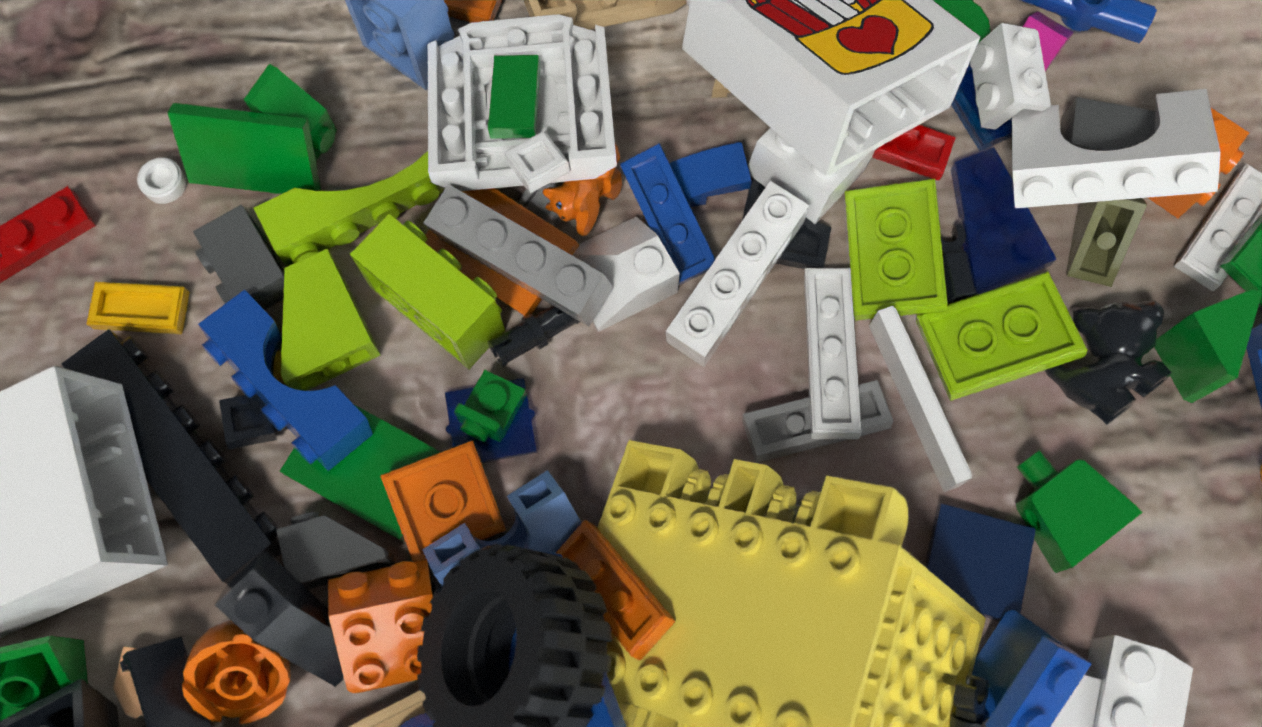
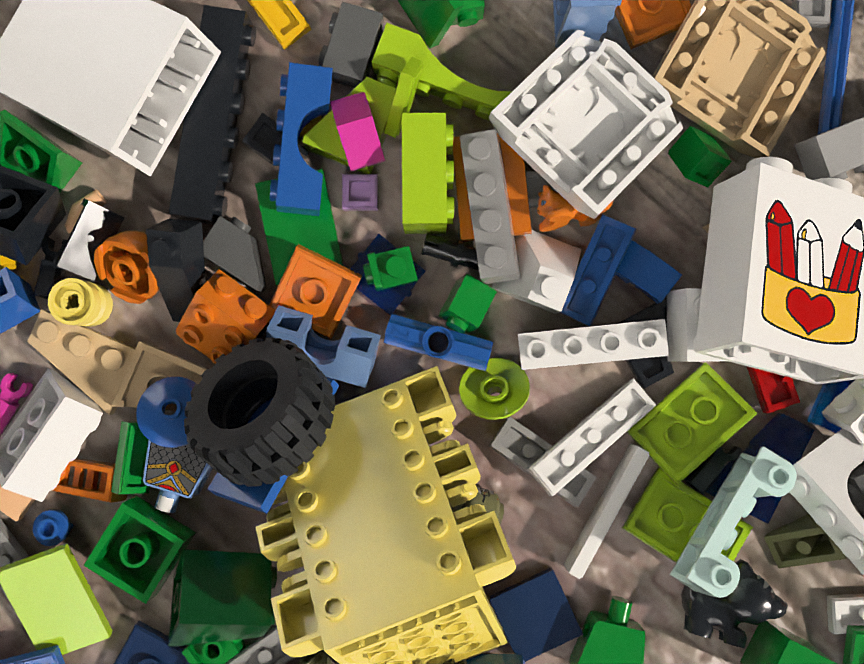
camera: 50 degrees right, 15 degrees up
(327, 316) = (357, 131): none -> dark pink slope
(337, 249) = (404, 95): none -> lime tile
(387, 376) = (359, 192): none -> lavender tile
(514, 96) = (587, 115): green tile -> none
(537, 162) = (555, 169): white tile -> none
(592, 360) = (467, 304): none -> green brick
(631, 403) = (415, 336): none -> blue piece
(632, 609) = (339, 451): orange tile -> none
(643, 46) = (699, 157): none -> green panel
(701, 405) = (500, 377): none -> lime dish
(1047, 330) = (751, 477): none -> light aqua piece

